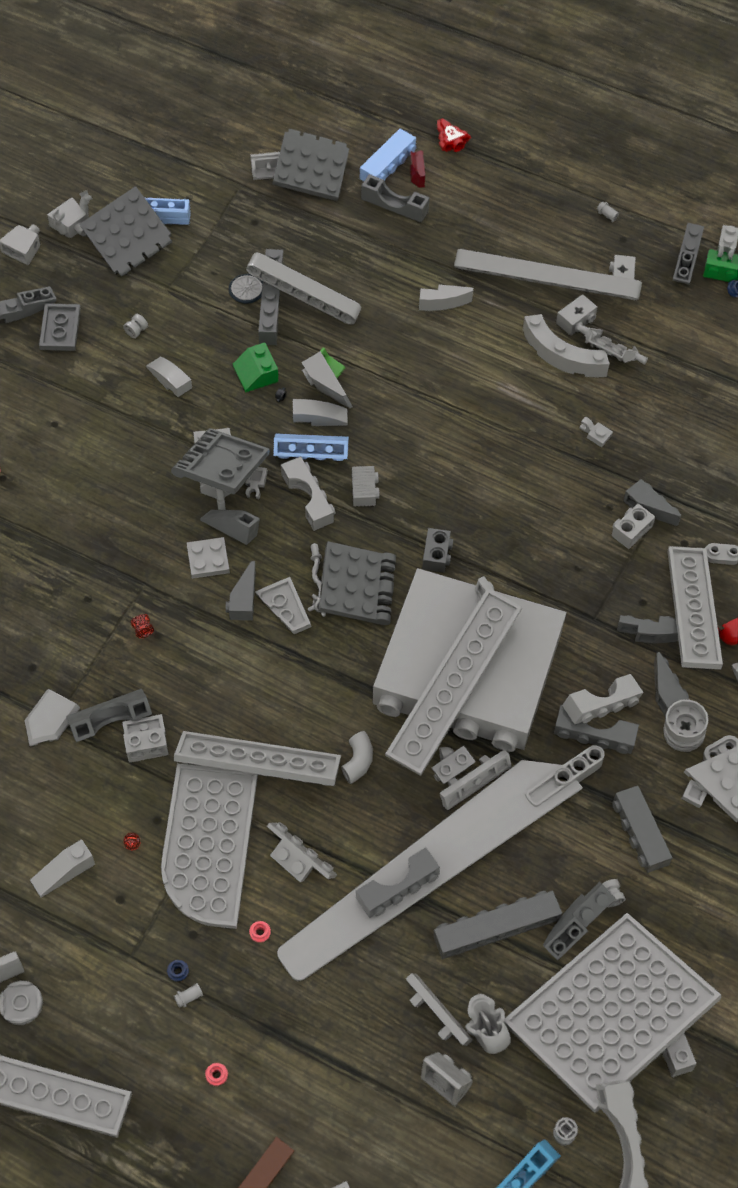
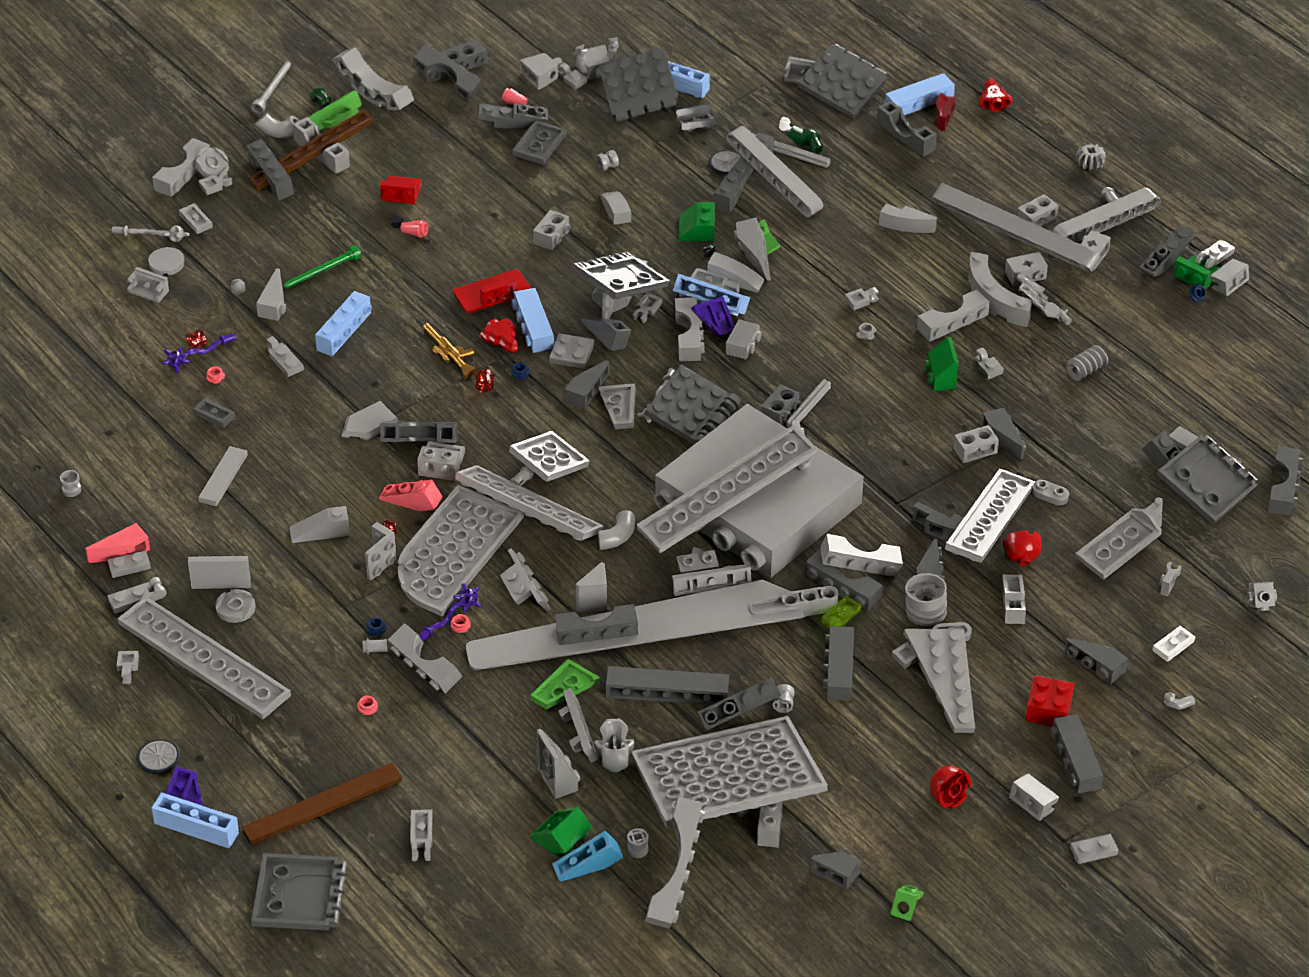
camera: 25 degrees right, 15 degrees down
(11, 284) = (511, 96): none -> coral cone
(54, 242) = (572, 78): none -> light grey plate
(85, 601) = (455, 353): none -> pearl gold piece
(97, 516) = (490, 291): none -> red bracket
(119, 424) = (551, 230): none -> light grey brick
(132, 565) = (501, 334): none -> red rock
(137, 793) = (413, 495): none -> coral slope
(142, 870) = (383, 551): none -> light grey bracket
(155, 536) = (533, 320): none -> light blue brick
(170, 596) = (519, 370): none -> dark blue plate
(195, 250) = (694, 117): none -> dark grey bracket
(223, 983) = (440, 671): none -> light grey arch
(235, 723) = (524, 475): none -> light grey pin
(250, 694) = (549, 456): none -> light grey plate
(252, 898) = (467, 598): none -> dark purple piece
(295, 256) = (801, 154): none -> light grey axle
(304, 237) = (801, 136): none -> dark green arm
(304, 427) = (715, 279): none -> light grey hinge
(328, 470) = (715, 316): none -> dark purple wing
(377, 843) = (592, 591): none -> light grey slope
(397, 963) = (565, 677): none -> bright green wing
(447, 400) = (860, 298): none -> light grey plate
(459, 537) = (809, 402): none -> light grey axle
(470, 430) = (866, 331): none -> light grey plate
(484, 1149) = (562, 831): none -> green slope
(529, 404) = (937, 324): none -> light grey arch
(554, 249) = (1039, 211): none -> light grey brick
(562, 450) = (942, 366): none -> green slope
(569, 174) = (1090, 157): none -> light grey gear
(612, 769) = (841, 612): none -> clear neon green plate
(615, 233) = (1109, 215): none -> light grey beam
(683, 399) = (1086, 362): none -> light grey piece

